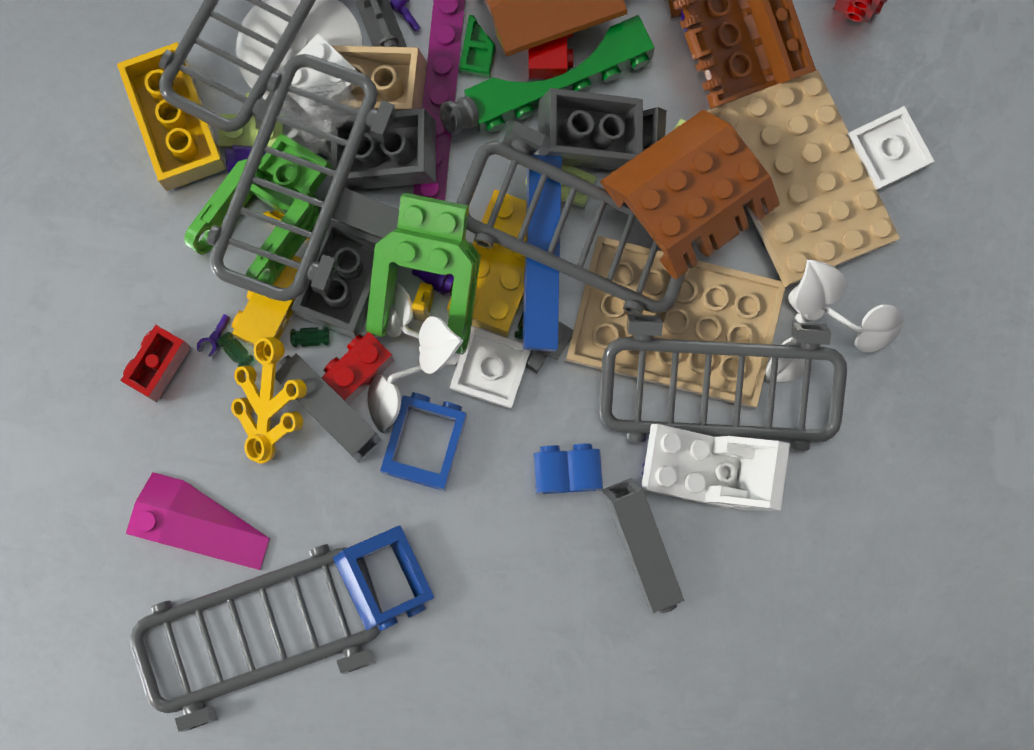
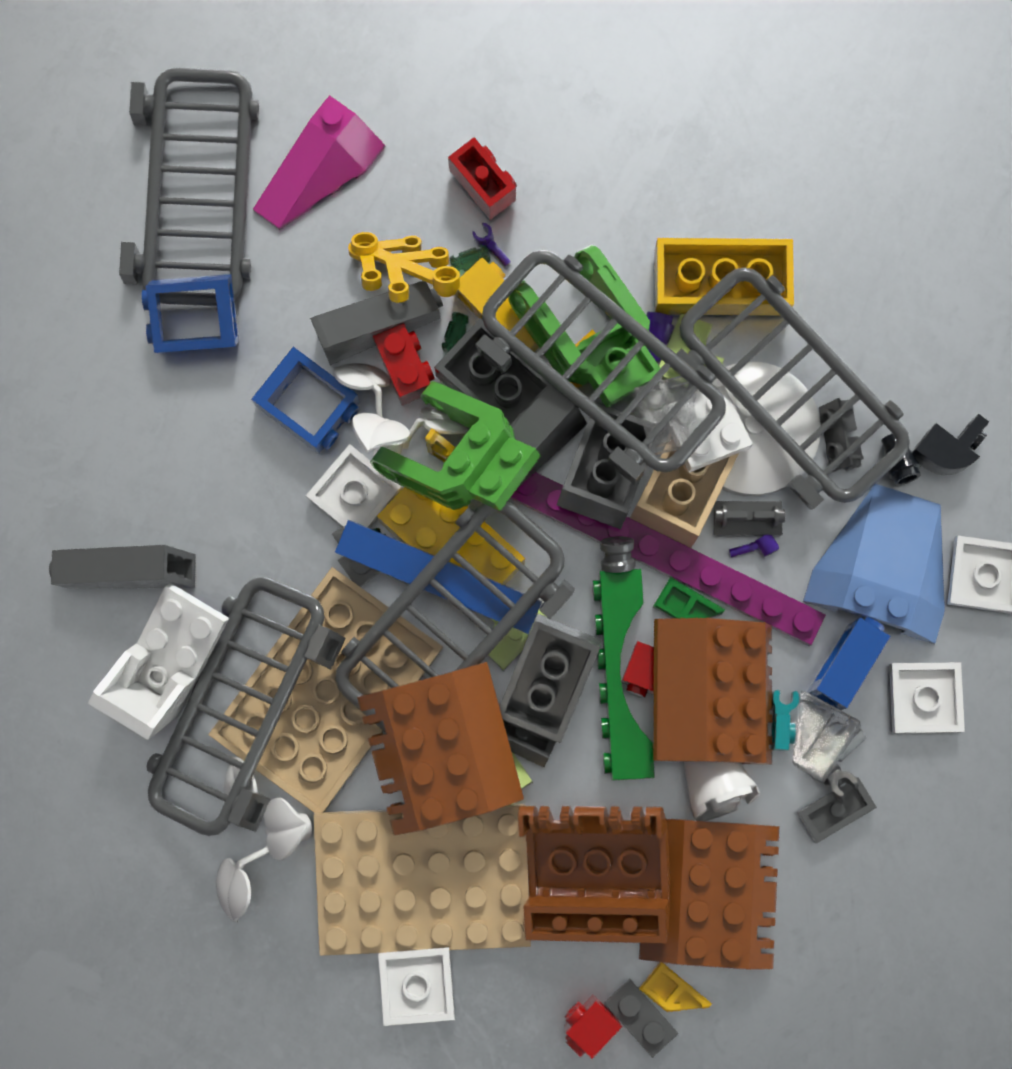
camera: 115 degrees right, 0 degrees up
(567, 470) = (223, 526): blue brick -> none

